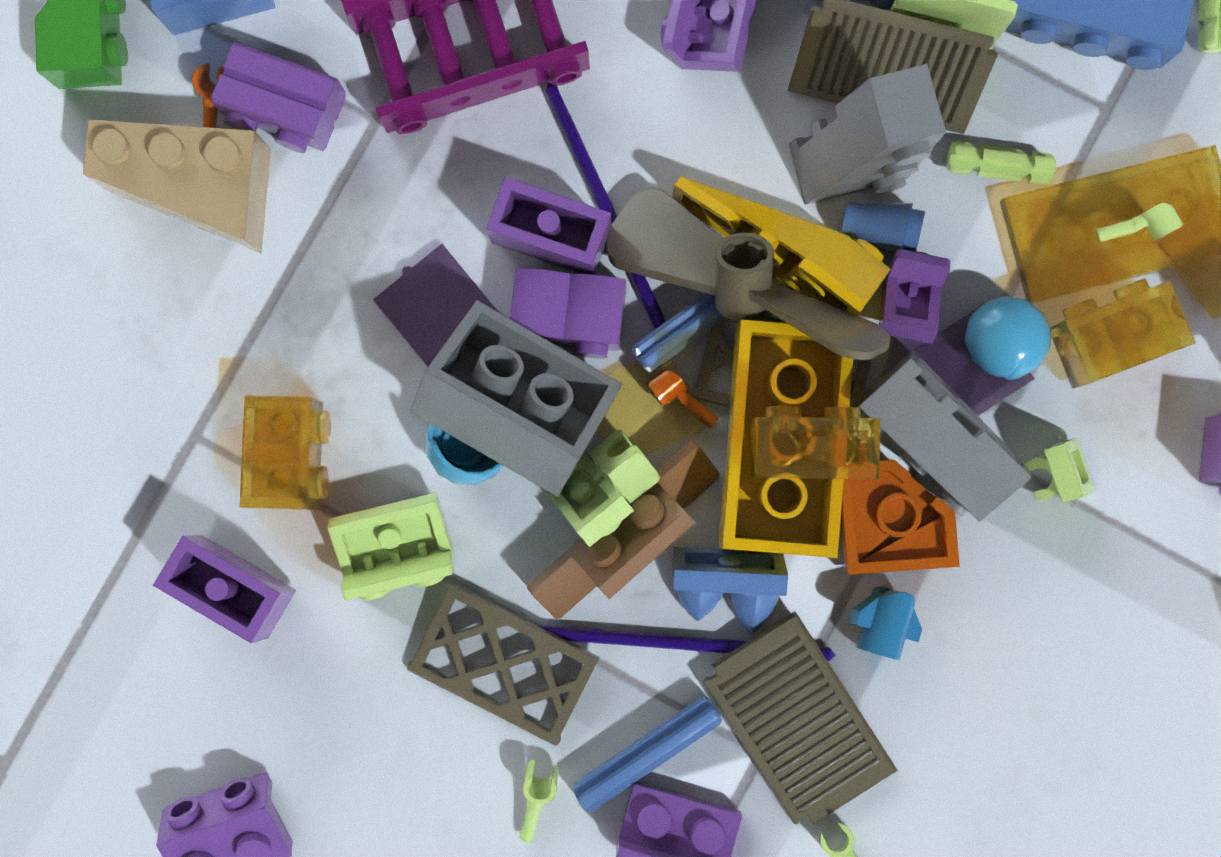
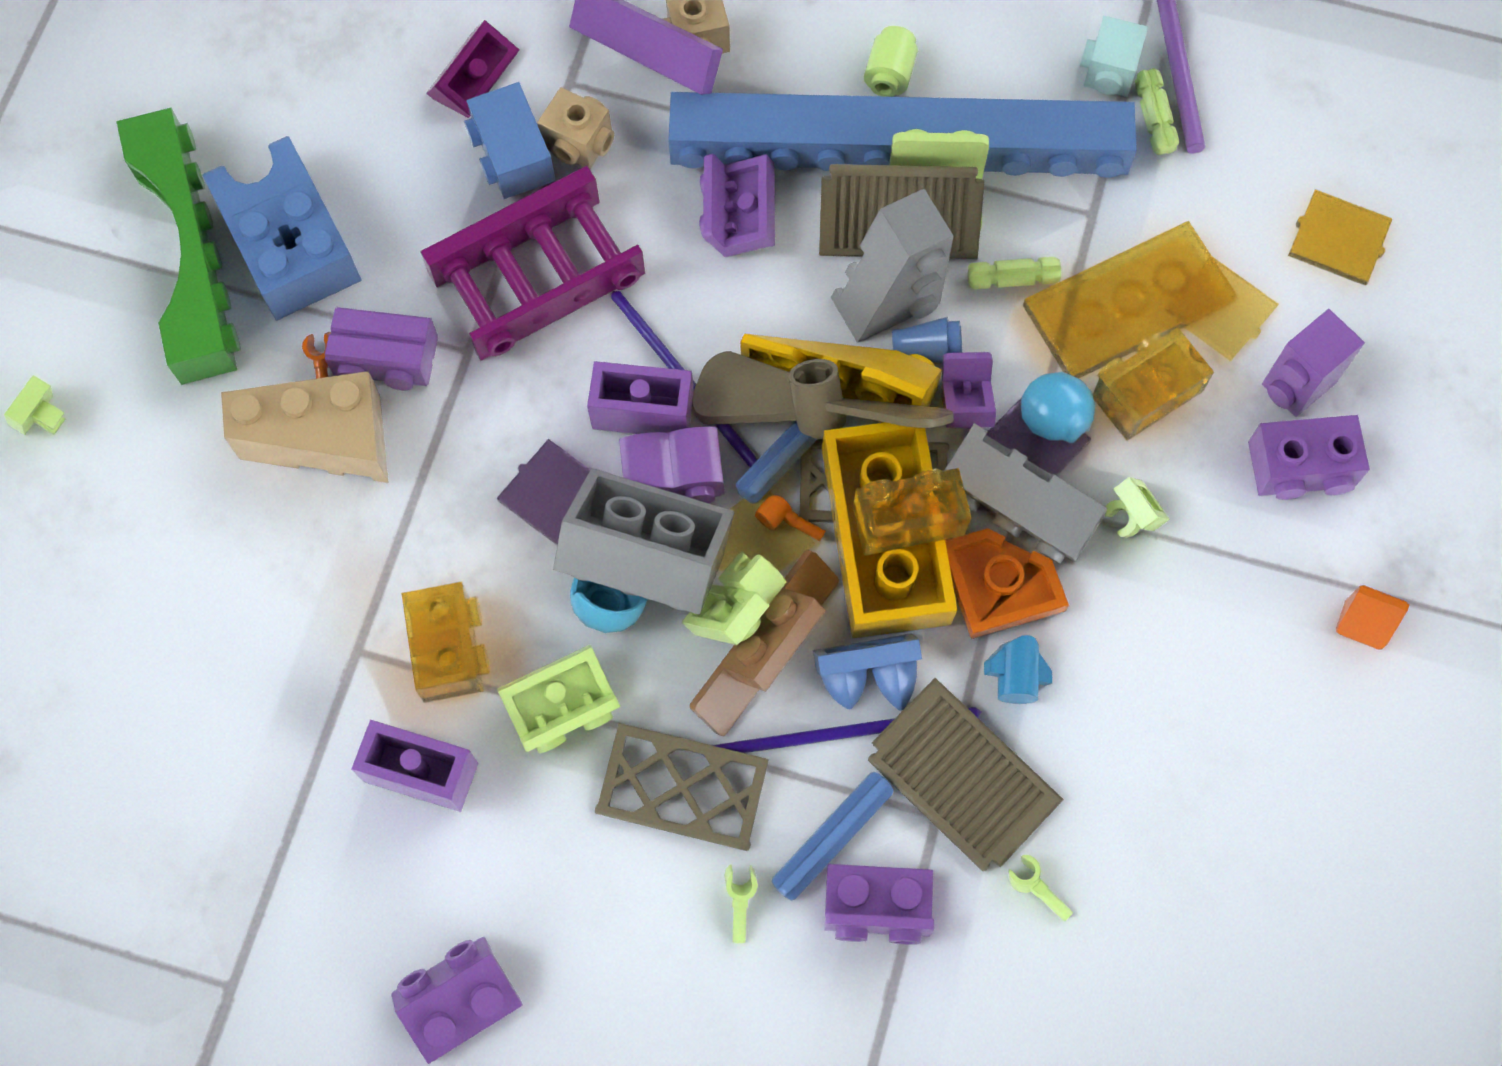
camera: 15 degrees left, 15 degrees down
(1158, 221) = (1156, 285): yellowish green hand -> none

